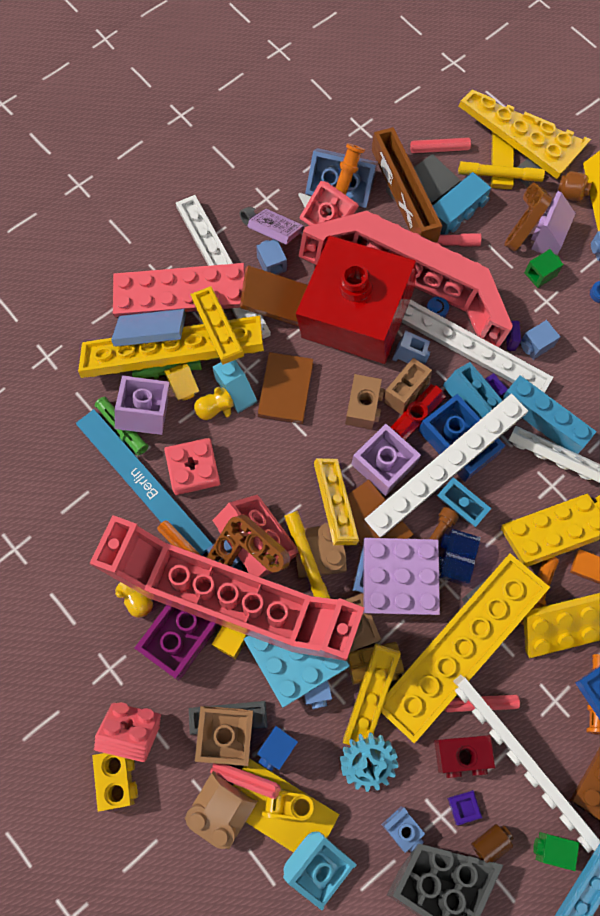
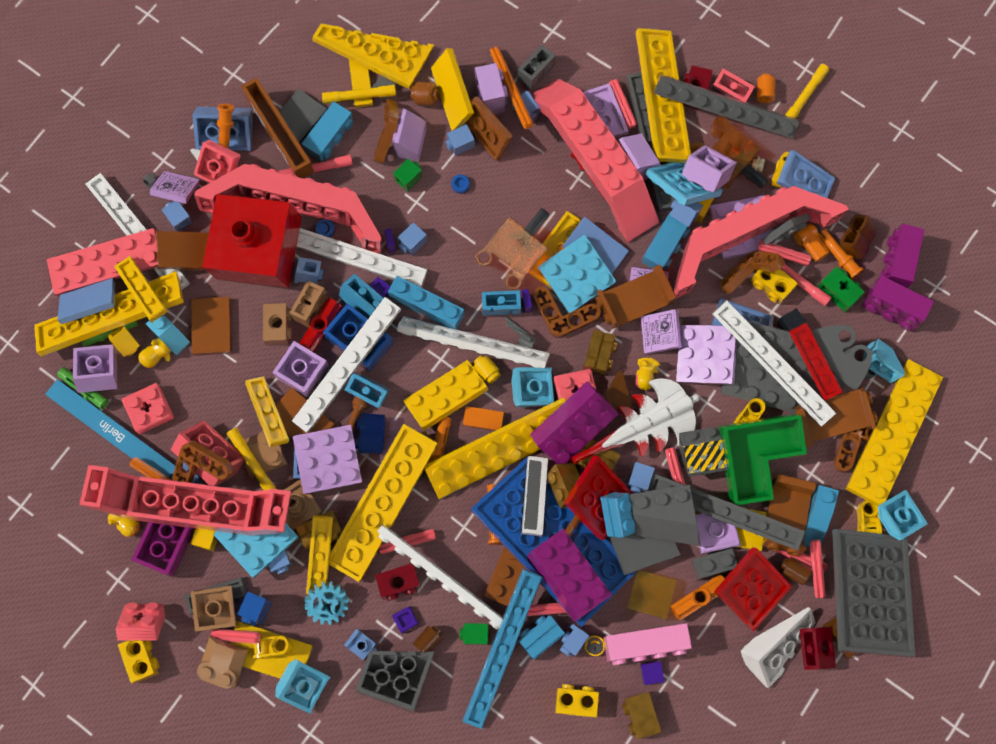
camera: 10 degrees left, 5 degrees up
(440, 145) = (304, 78): coral axle -> none

